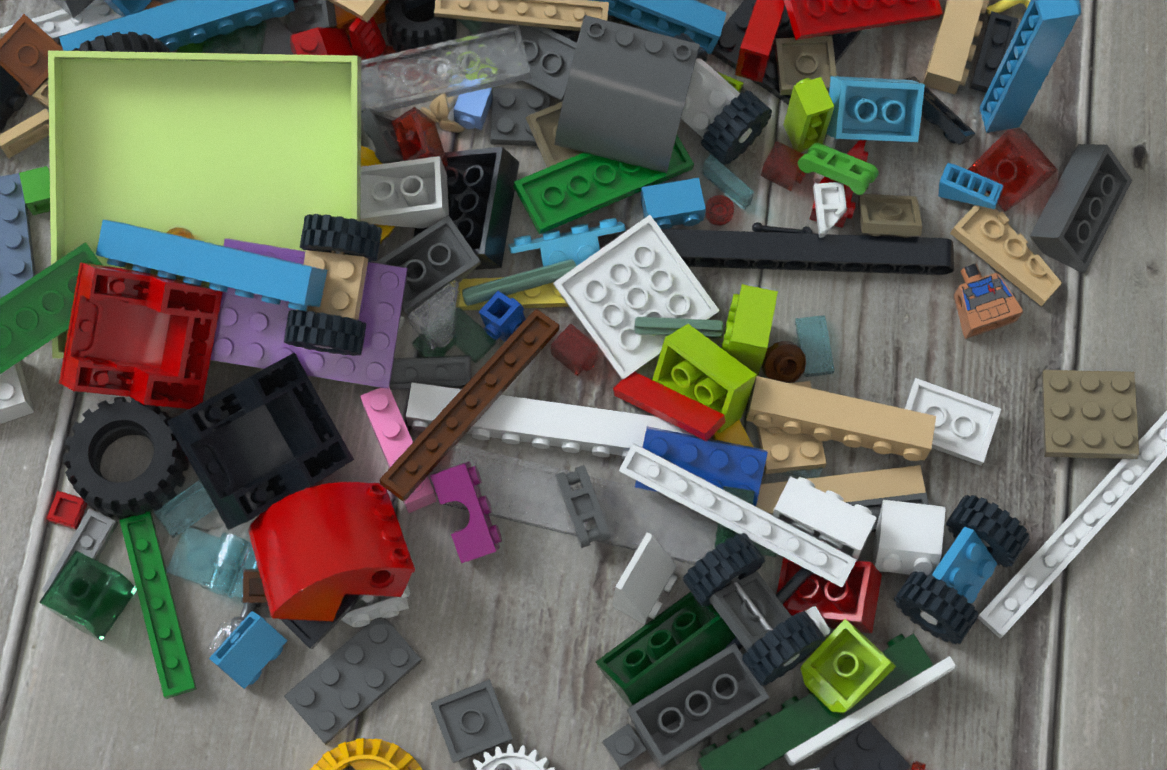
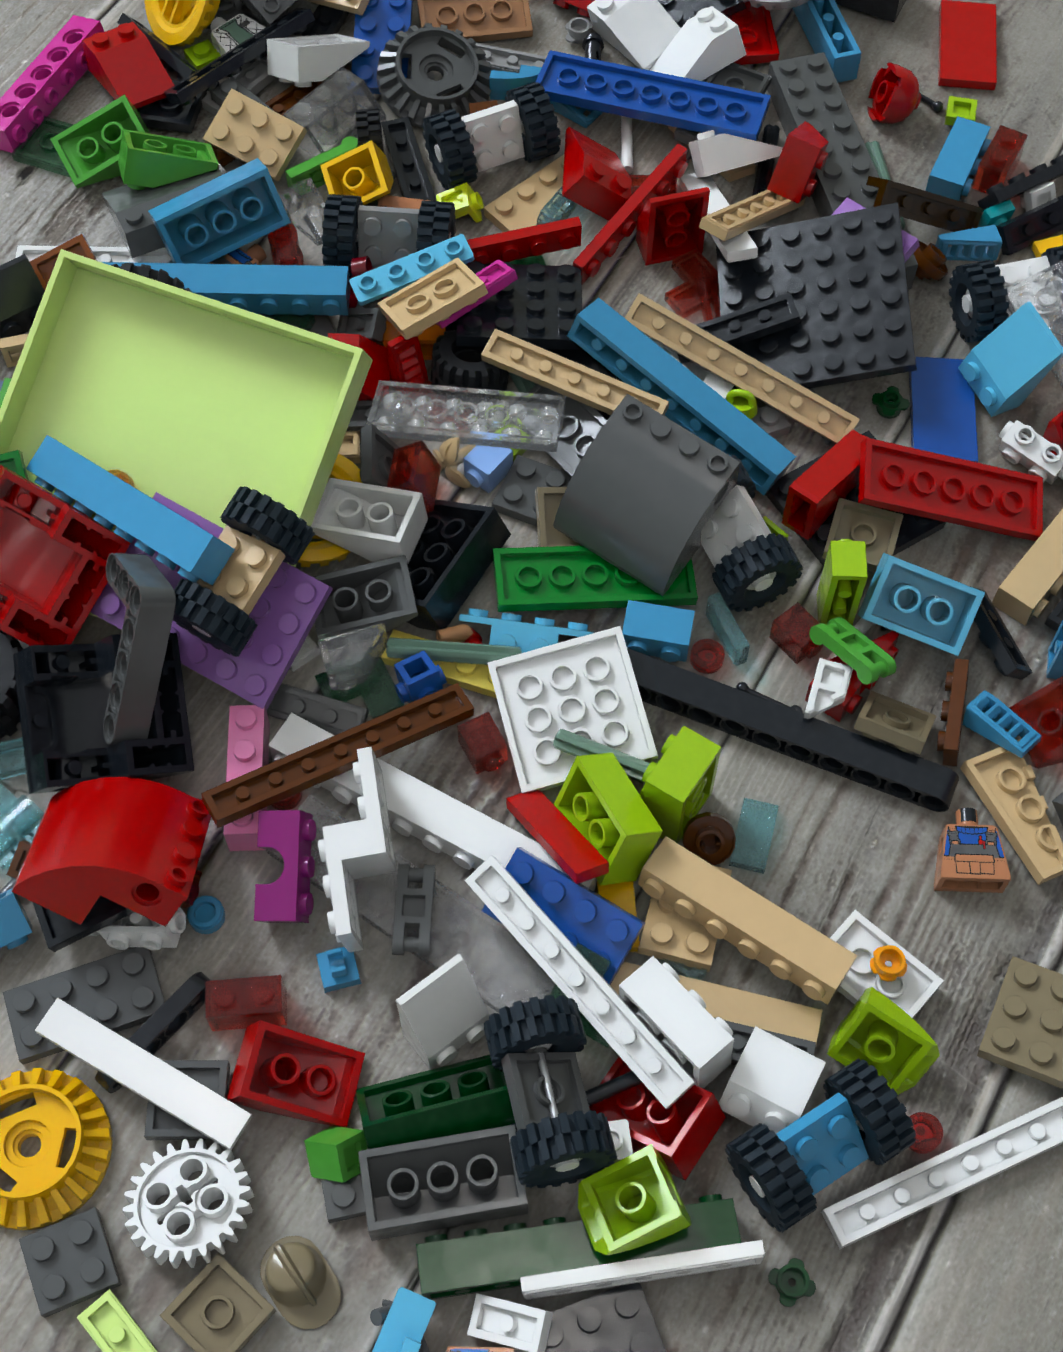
camera: 25 degrees right, 10 degrees down
(282, 374) = (141, 647): none -> dark grey beam
(421, 574) = (206, 915): none -> dark azure tile
(421, 679) = (165, 1022): none -> black beam
(432, 715) = (144, 1074): none -> white tile
(483, 629) = (243, 1001): none -> clear red brick
(516, 264) = (459, 633): none -> medium nougat arm
(522, 476) = (357, 851): none -> white bracket
(540, 574) = (338, 969): none -> dark azure tile
(546, 670) = (295, 1075): none -> red slope
(605, 716) = (335, 1154): none -> bright green panel
(929, 189) = (953, 712): none -> reddish brown plate
(960, 404) = (891, 954): none -> light orange plate
(974, 470) = (886, 1039): none -> lime slope
(975, 667) = (796, 1271): none -> dark green plate
(1032, 525) = (928, 1132): none -> clear red tile

